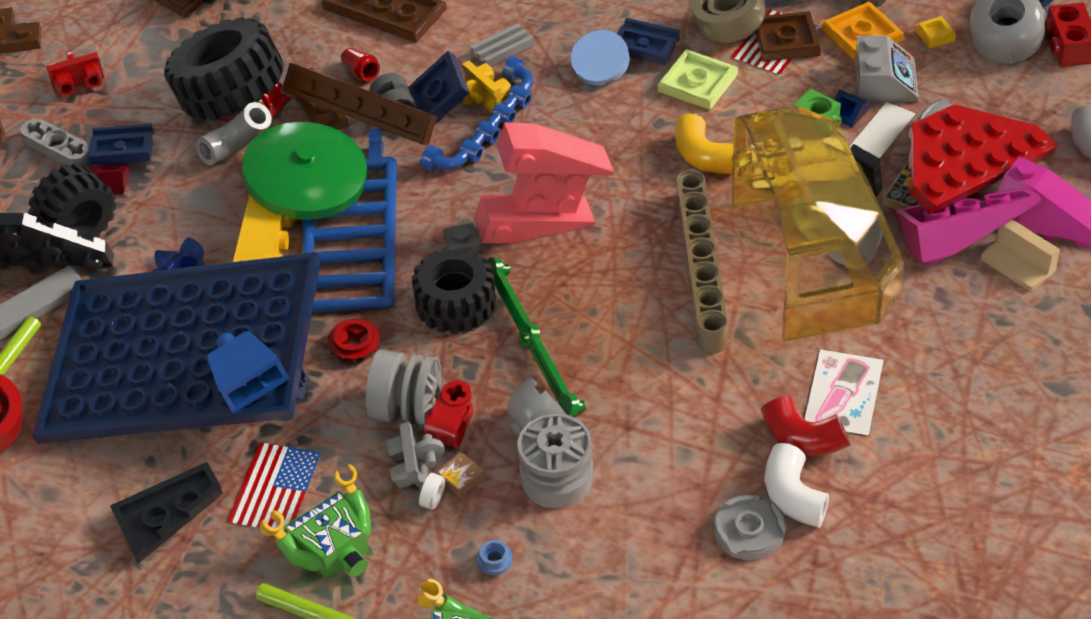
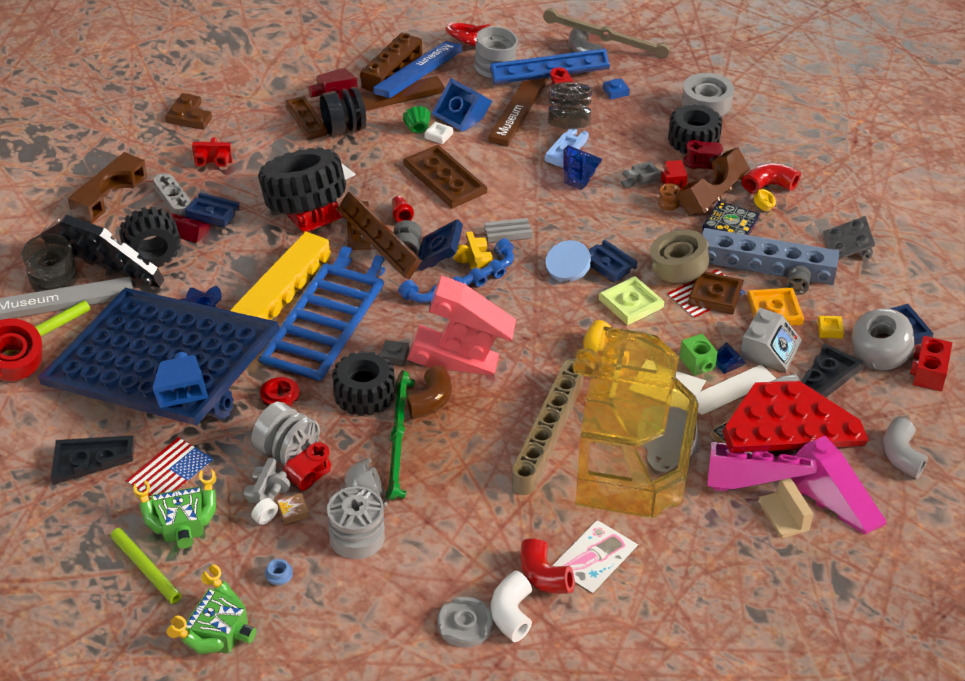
camera: 20 degrees right, 5 degrees down
(234, 134) = (285, 228): light grey cylinder -> none
(304, 170) = (313, 267): green dish -> none
(546, 275) = (432, 398): none -> reddish brown cylinder
(871, 167) = (705, 408): black tile -> none
(970, 79) = (831, 370): none -> black wing

